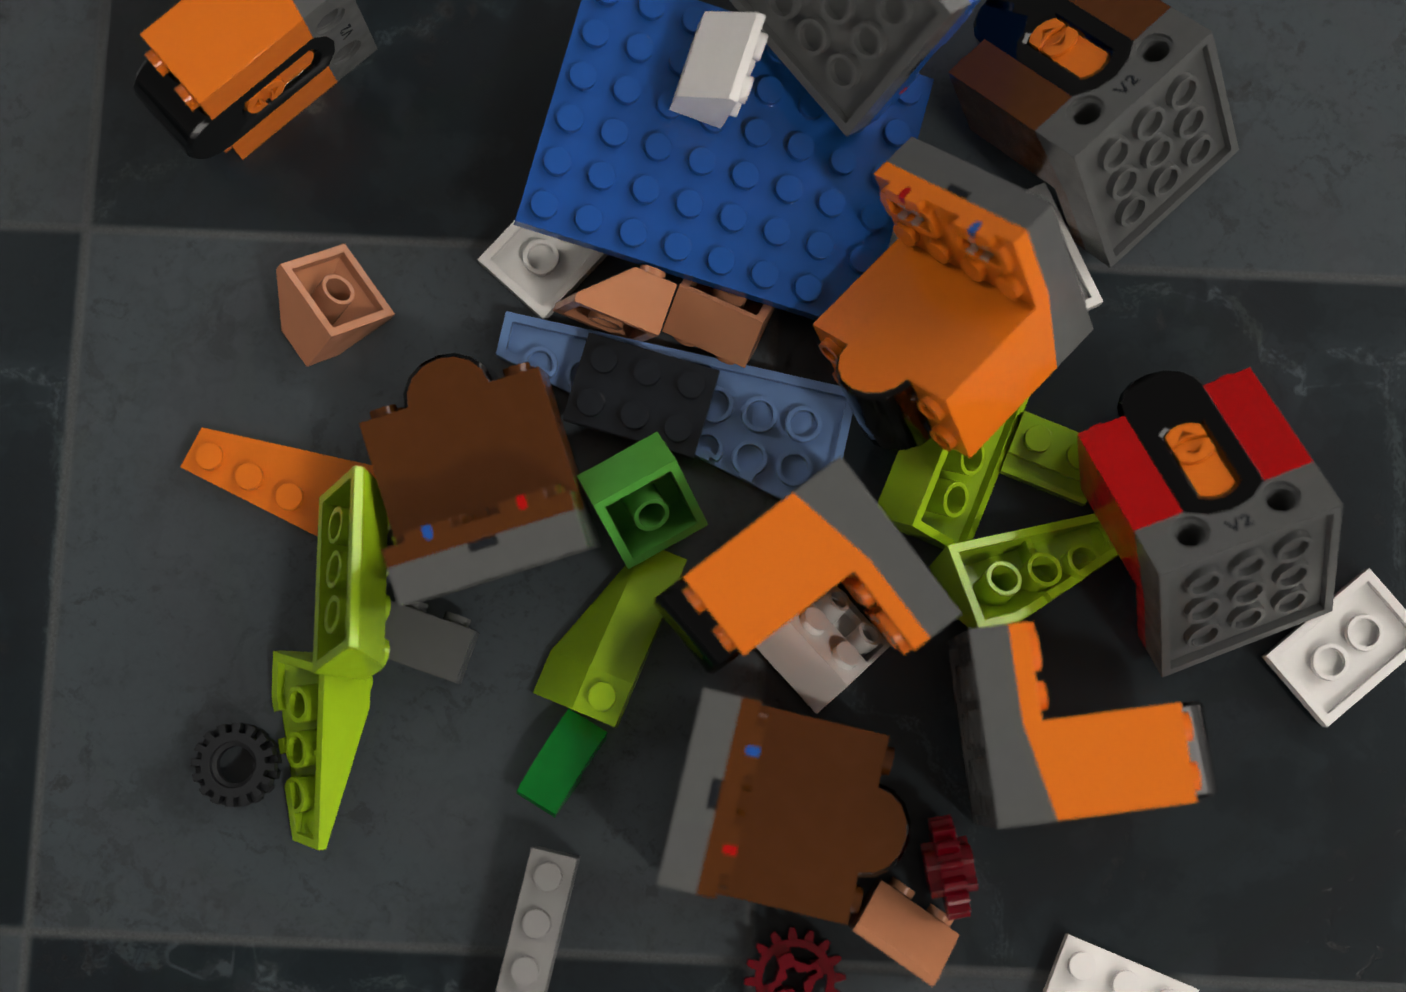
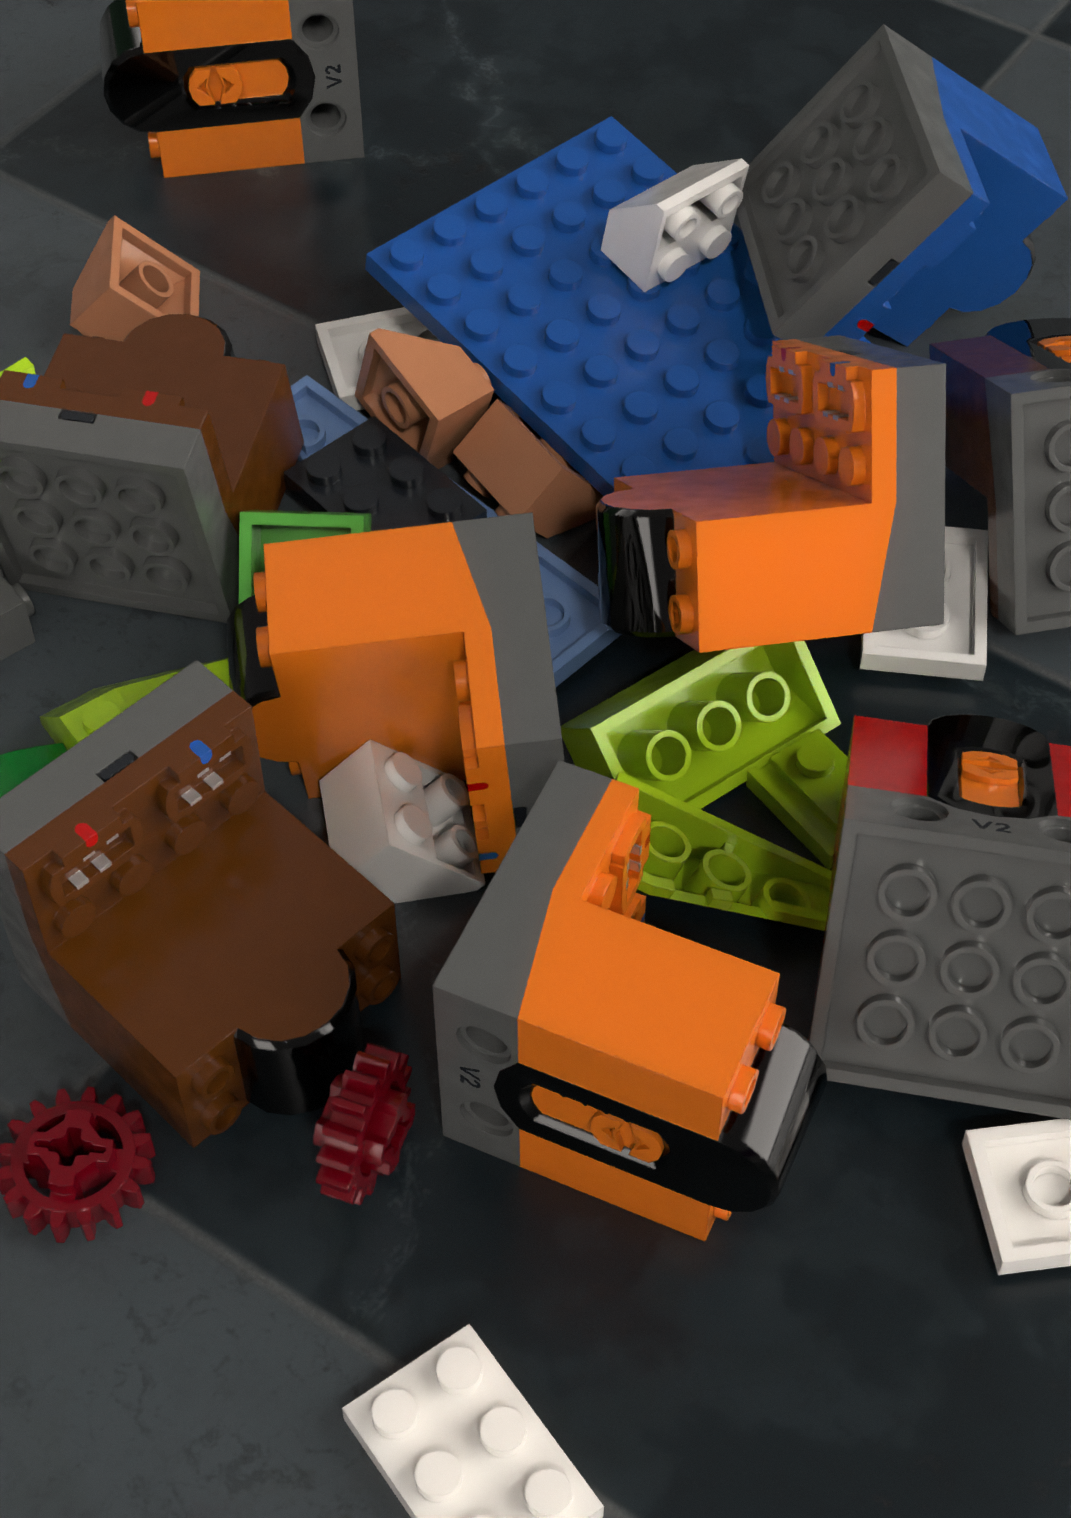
camera: 30 degrees right, 30 degrees down
(904, 930) = (254, 1175): nougat slope -> none

